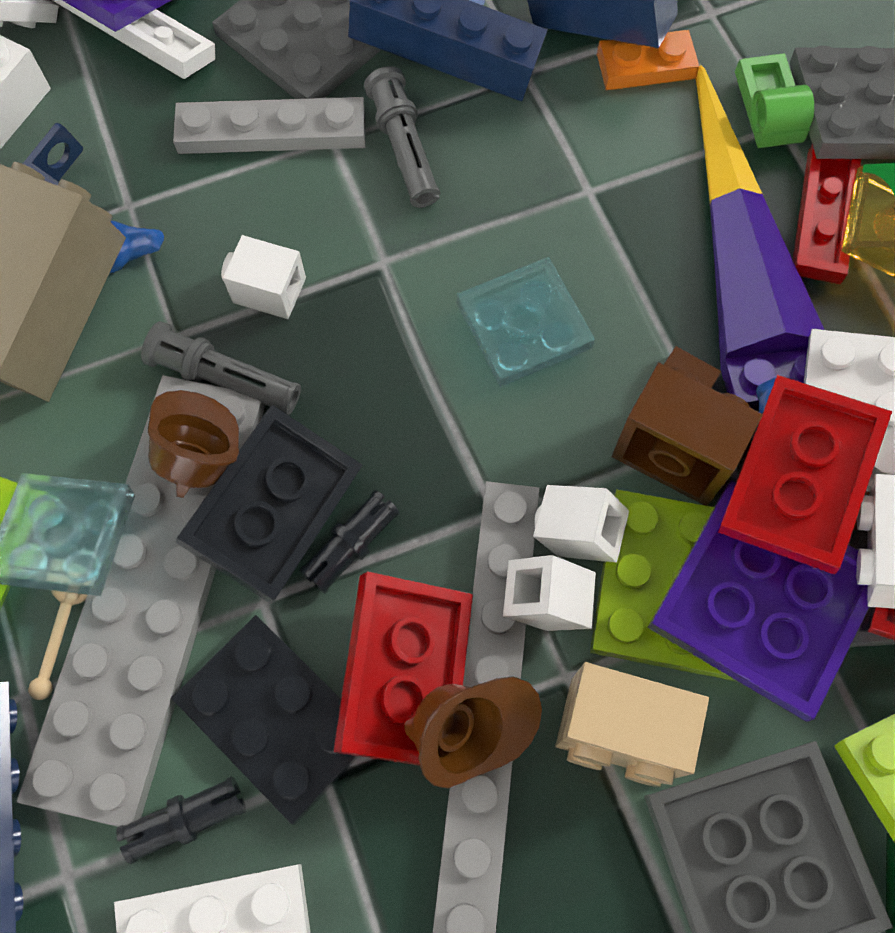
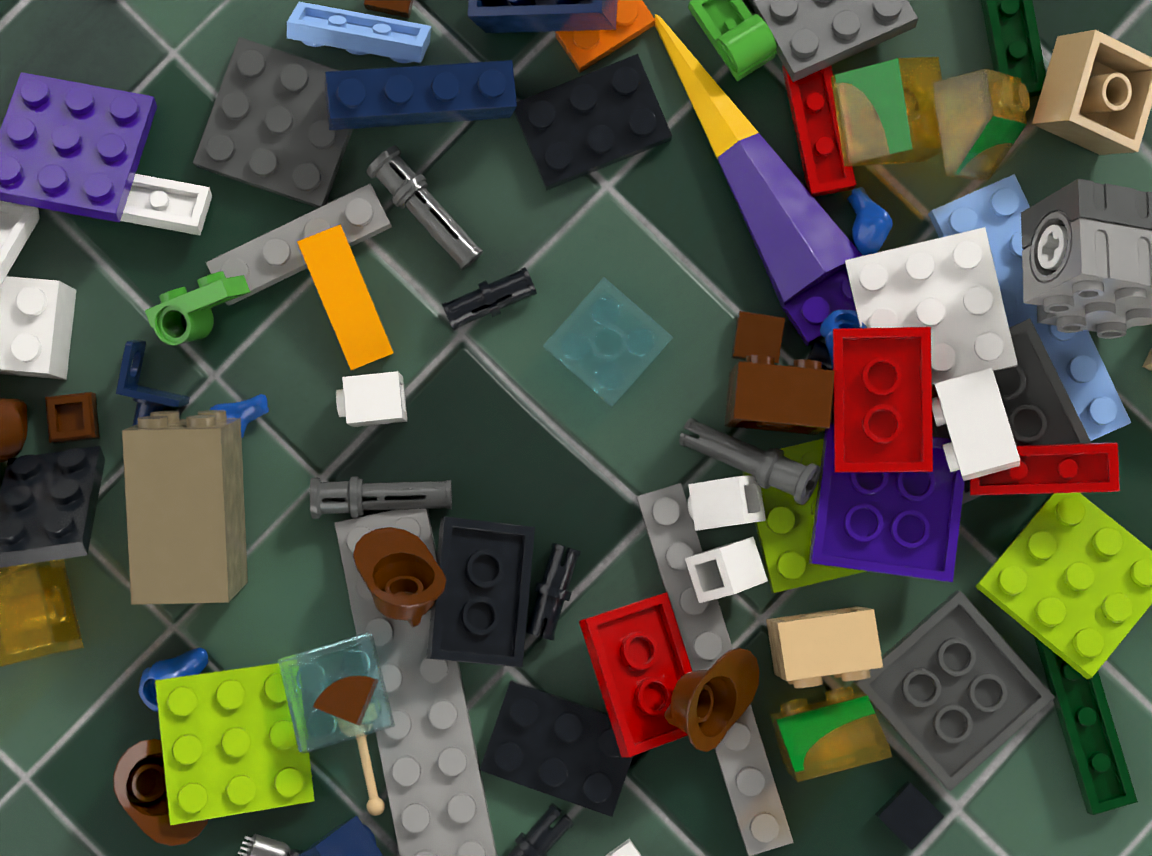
camera: 25 degrees left, 15 degrees up
(64, 536) = (347, 698): none -> reddish brown tile
(135, 127) = (195, 307): none -> bright green plate
(287, 175) = (345, 297): none -> light orange tile
(390, 236) = (489, 298): none -> black pin
(593, 839) = (829, 734): none -> clear yellow slope
(600, 130) = (592, 122): none -> black plate
(644, 501) = (768, 466): none -> dark grey pin
(849, 311) = (871, 222): none -> blue animal

